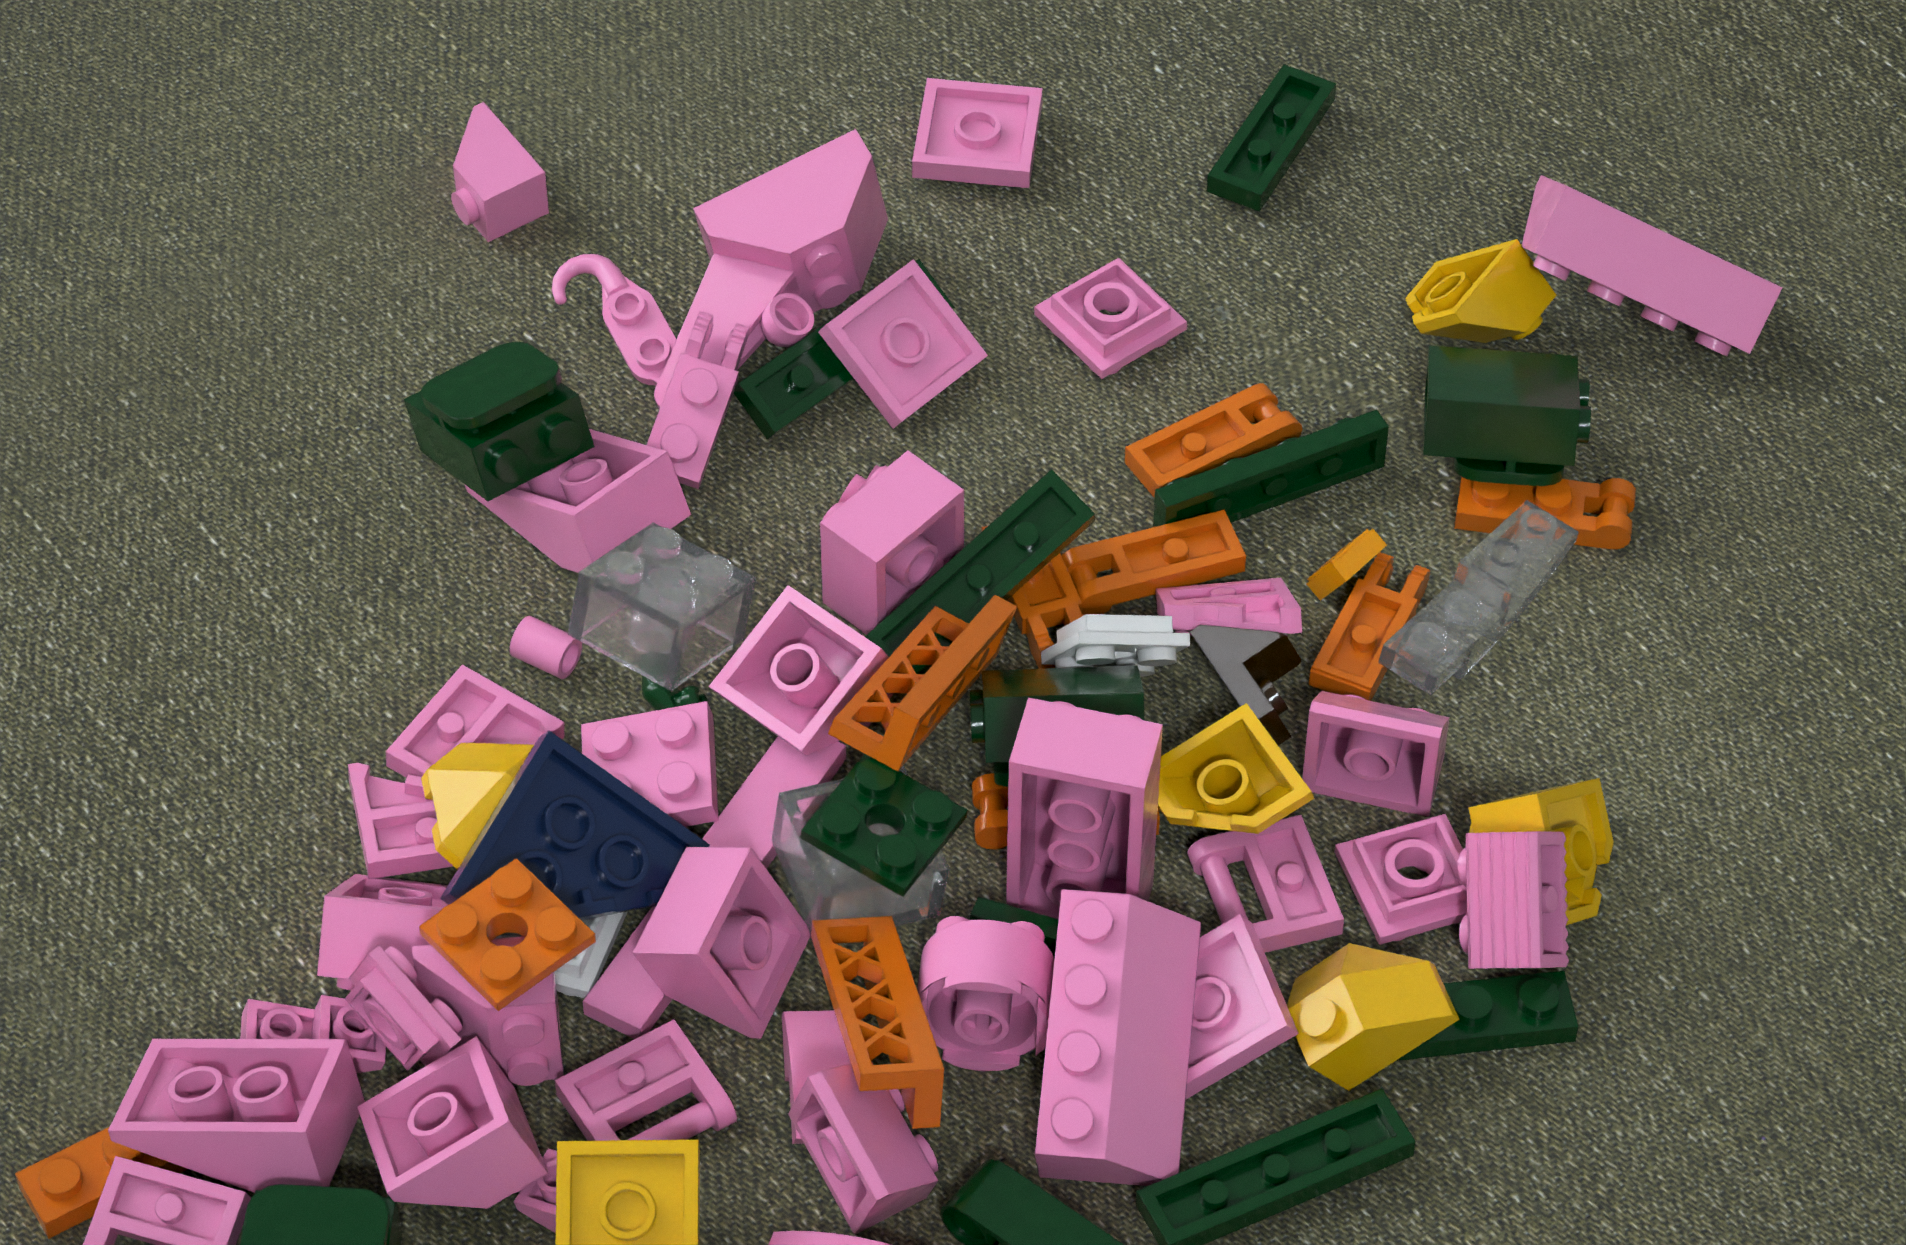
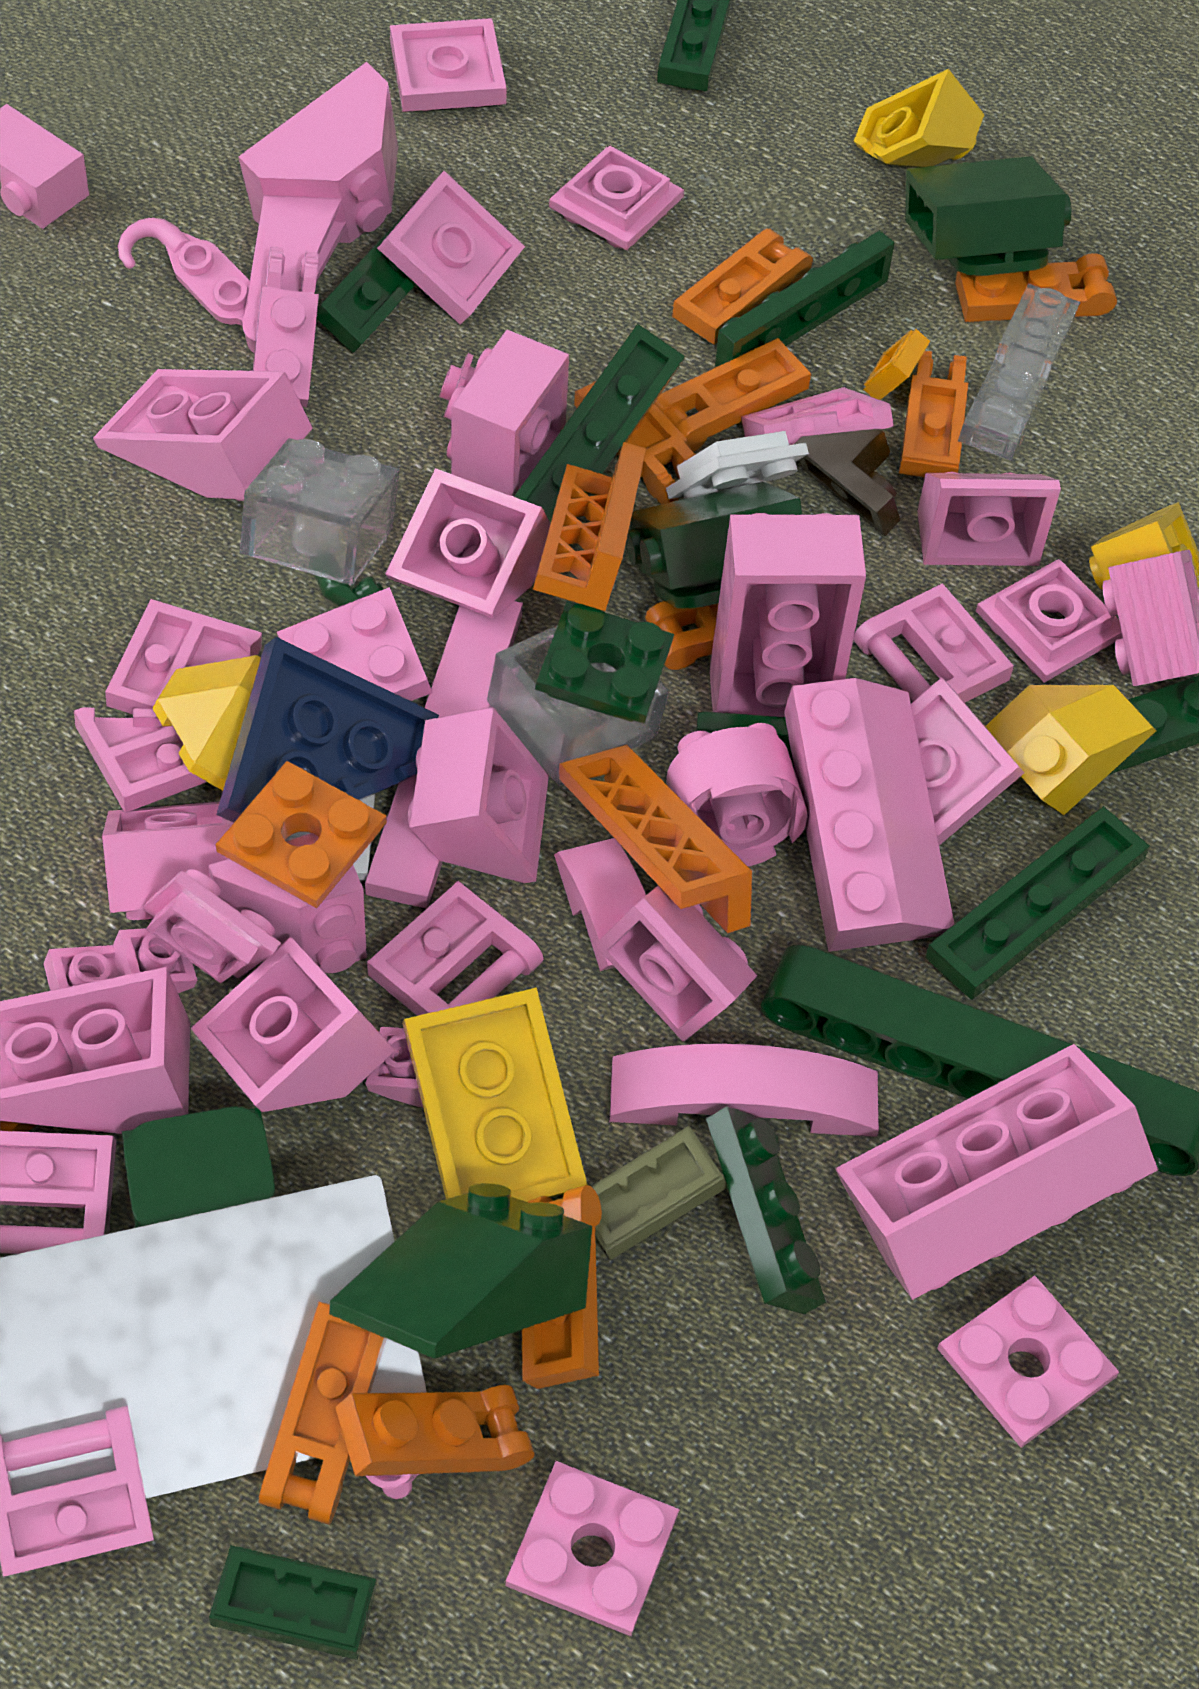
camera: 20 degrees left, 5 degrees up
(499, 419) = (115, 373): dark green brick -> none
(545, 647) = (219, 569): bright pink hinge -> none
(786, 320) = (345, 244): bright pink hinge -> none
(1230, 778) = (901, 559): yellow slope -> none
(1648, 266) = (1058, 73): bright pink slope -> none

